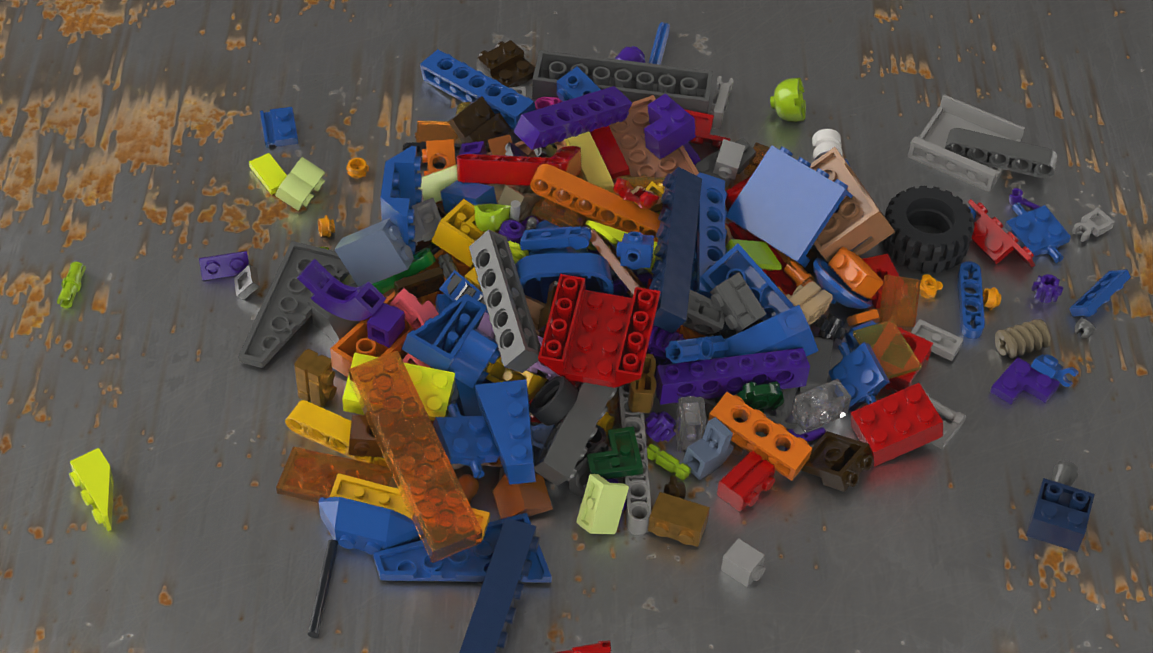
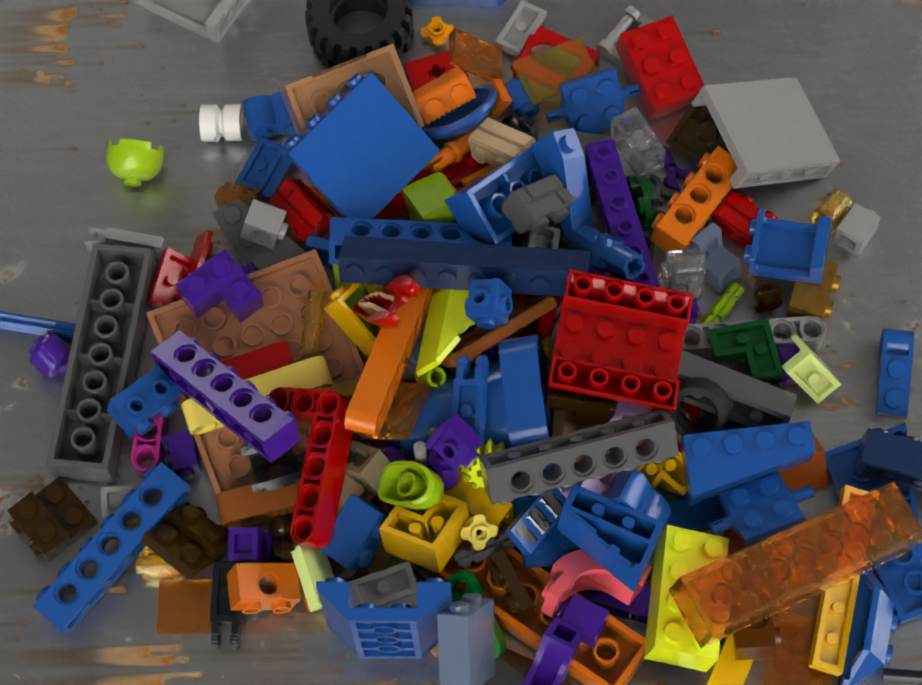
camera: 85 degrees left, 15 degrees up
(461, 262) = (475, 523): none -> light yellow plate
(517, 222) = (456, 443): none -> dark purple brick
(603, 576) = (894, 372): none -> blue plate
(712, 490) = (788, 248): none -> blue panel
(763, 543) = (834, 205): none -> clear yellow brick
(832, 489) = (769, 131): none -> light grey panel

